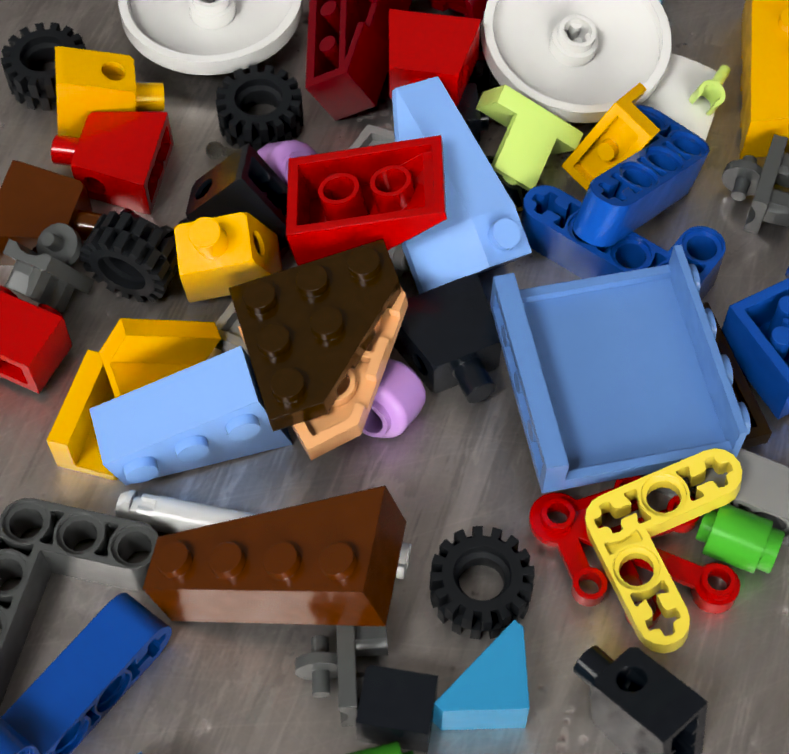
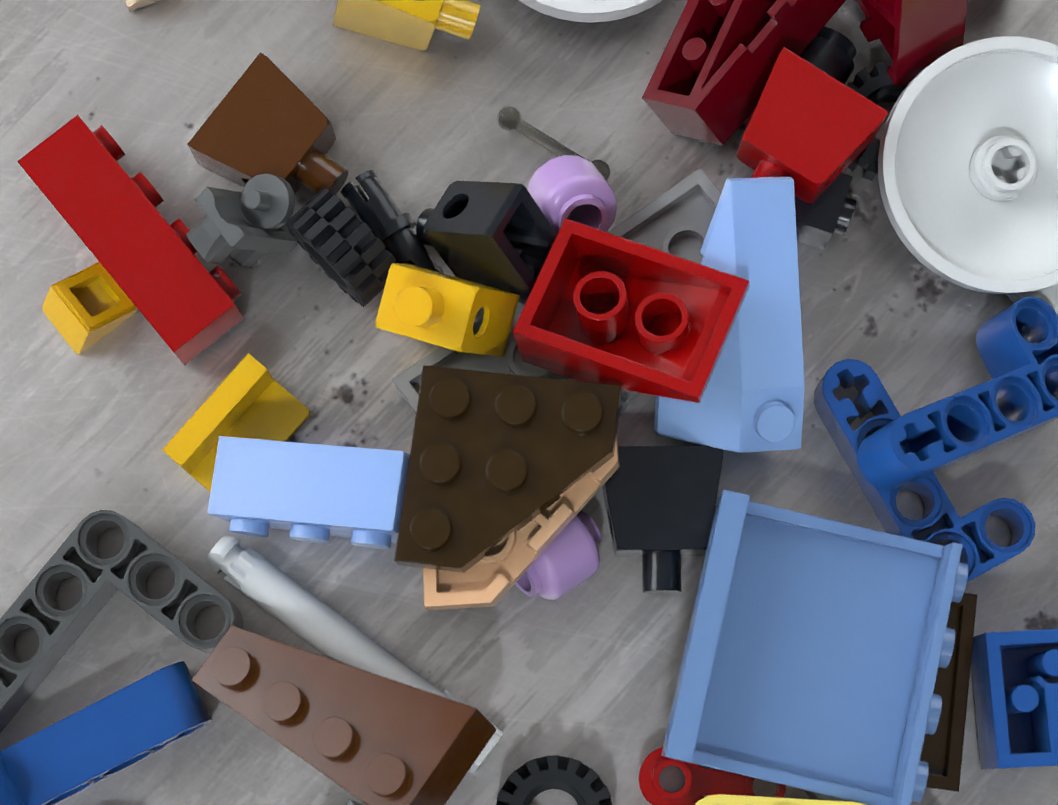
camera: 25 degrees right, 20 degrees up
(119, 156) = (389, 87): red torso -> none
(153, 349) = (320, 402): yellow panel -> none
(259, 89) = (590, 51): black tyre -> none
(528, 141) = (867, 294): yellowish green piece -> none
(613, 139) = (972, 338): yellow panel -> none

